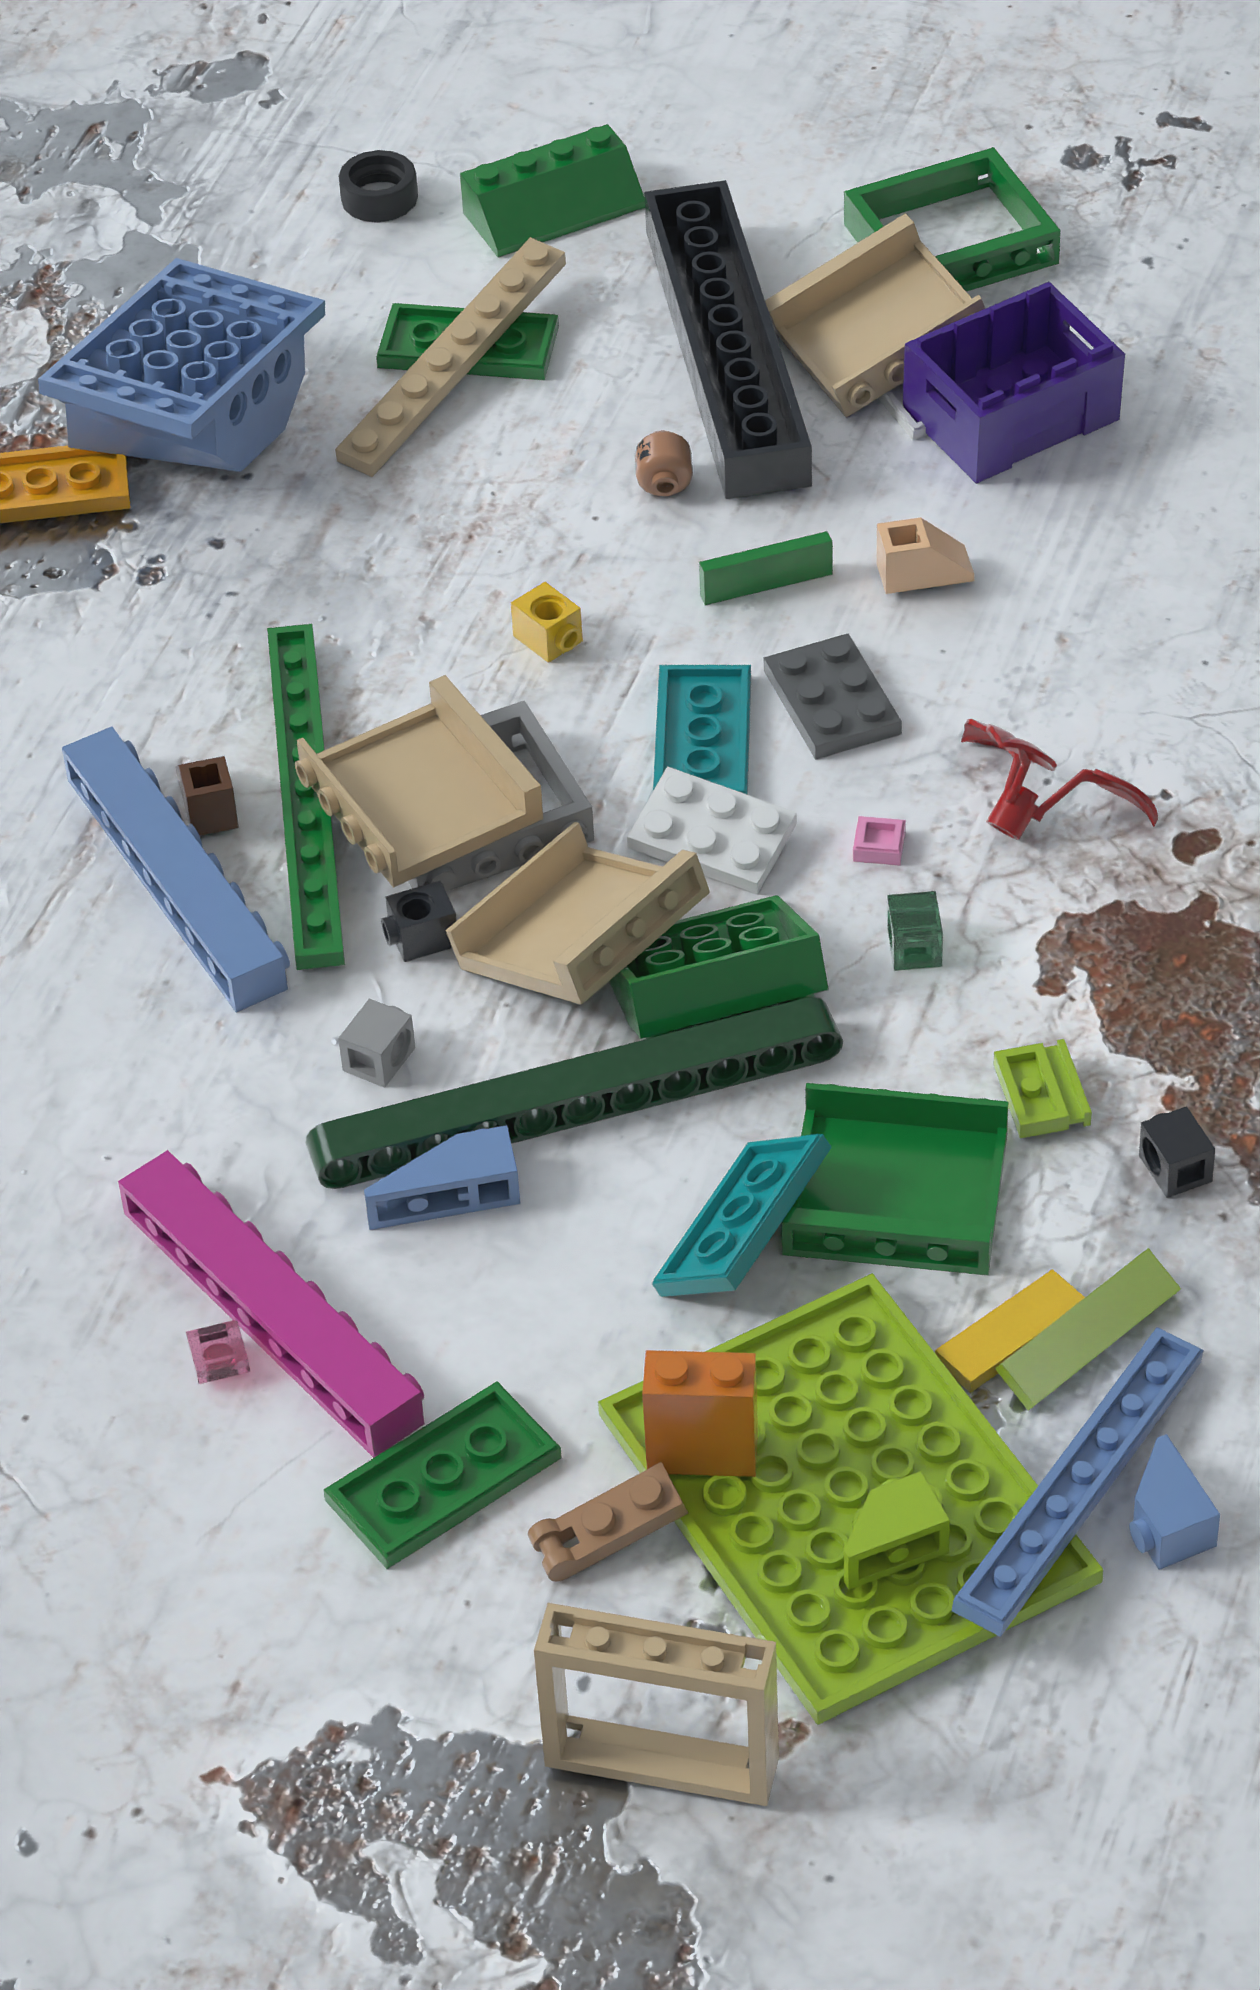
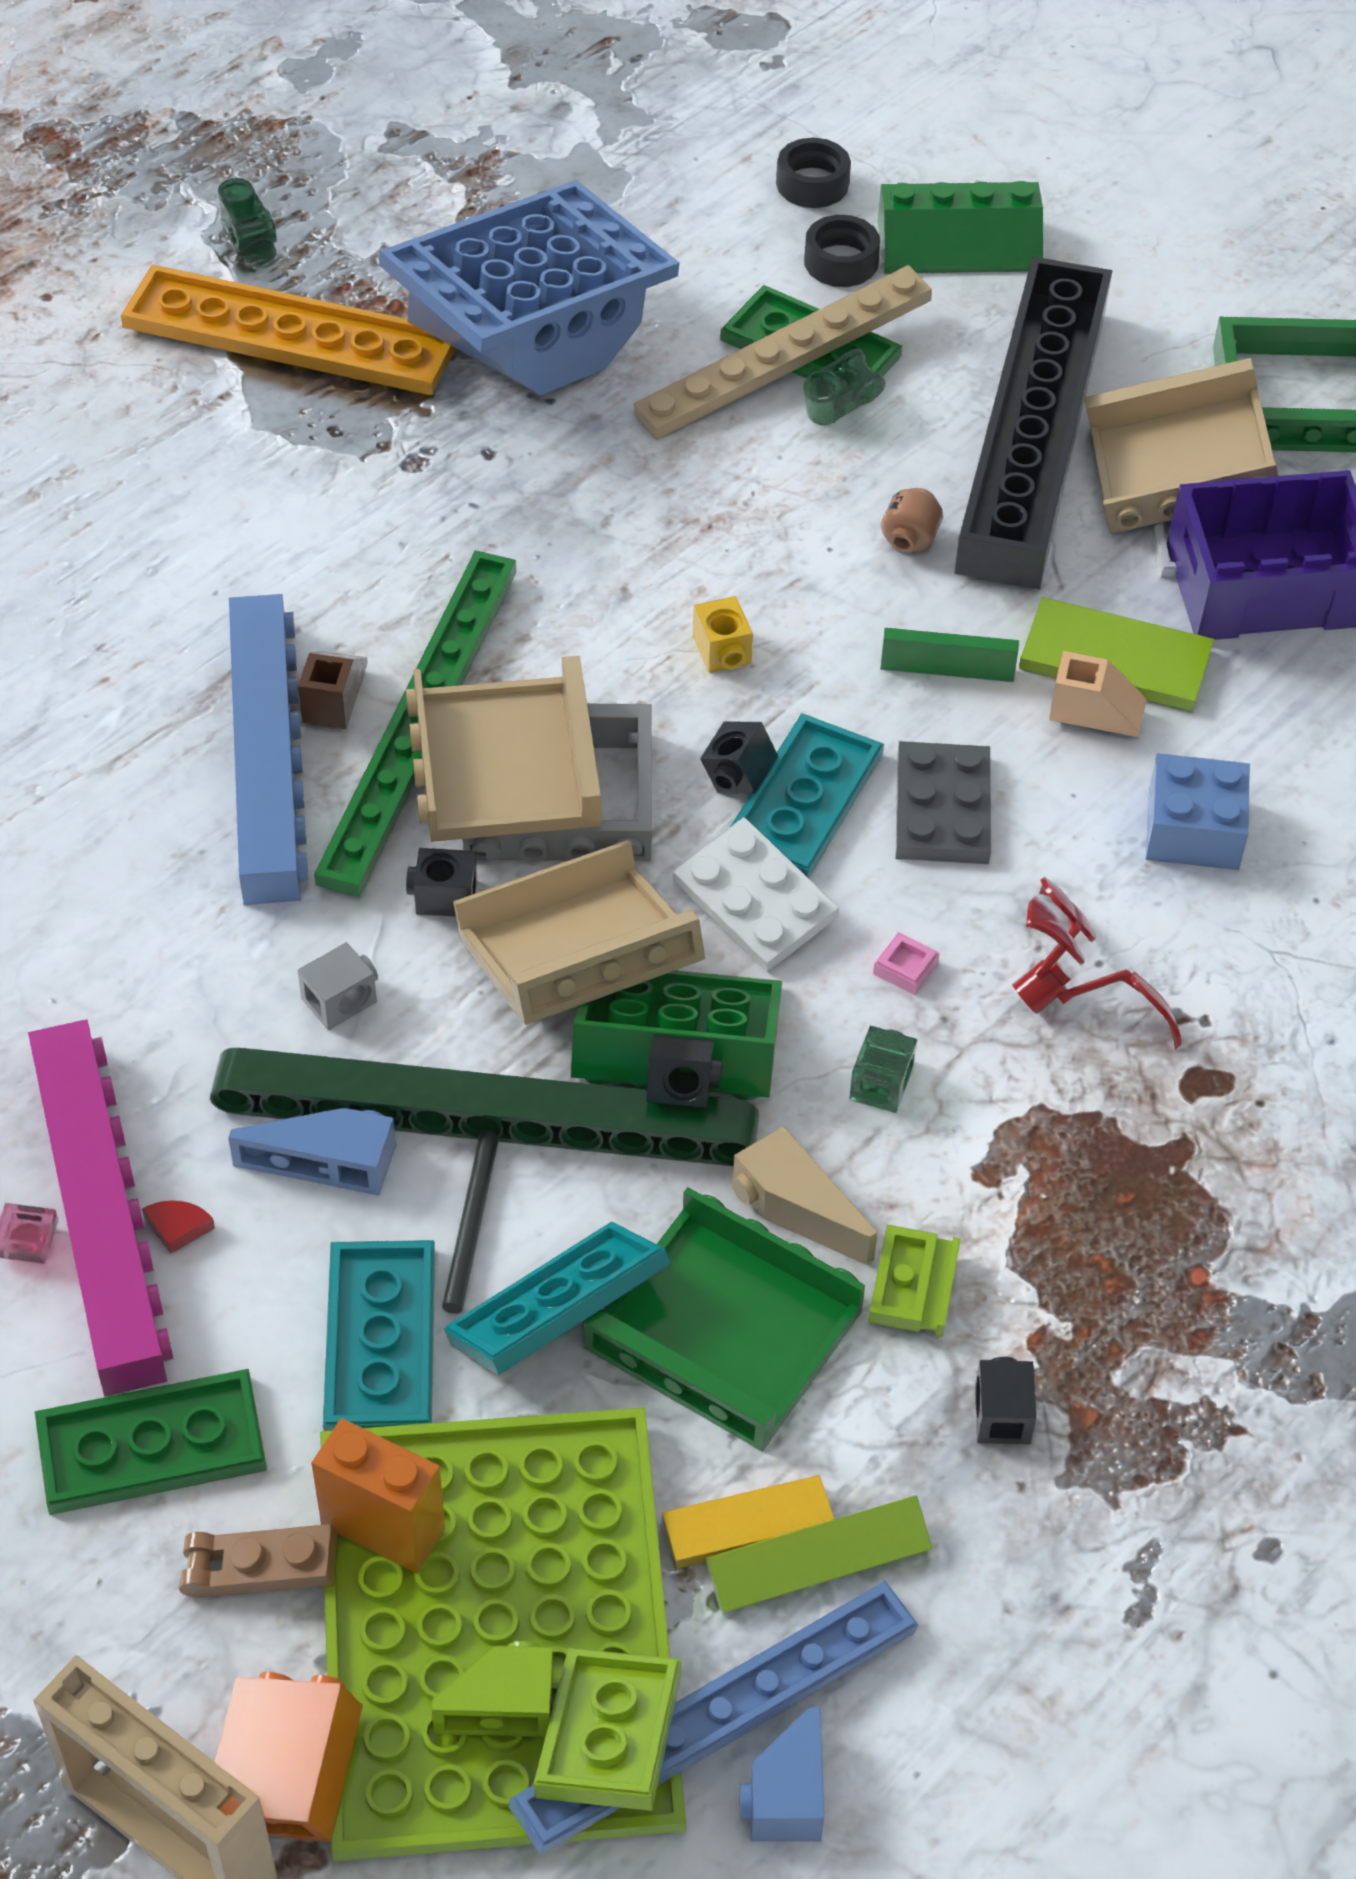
camera: 20 degrees right, 5 degrees up
(354, 1291) = (177, 1222): none -> red tile
(449, 229) = (842, 270): none -> black tyre
(533, 365) = (847, 384): none -> clear green piece
(591, 1307) = (380, 1333): none -> teal tile
(620, 1191) = (470, 1222): none -> pearl dark grey bar
(629, 719) = (739, 757): none -> black brick
(731, 977) = (670, 1087): none -> black brick
(743, 1607) = (291, 1750): none -> brick
(899, 1056) = (798, 1195): none -> tan slope
(959, 506) = (1156, 659): none -> lime tile
(1004, 1516) = (608, 1729): none -> lime tile
(1066, 621) = (1198, 811): none -> medium blue brick

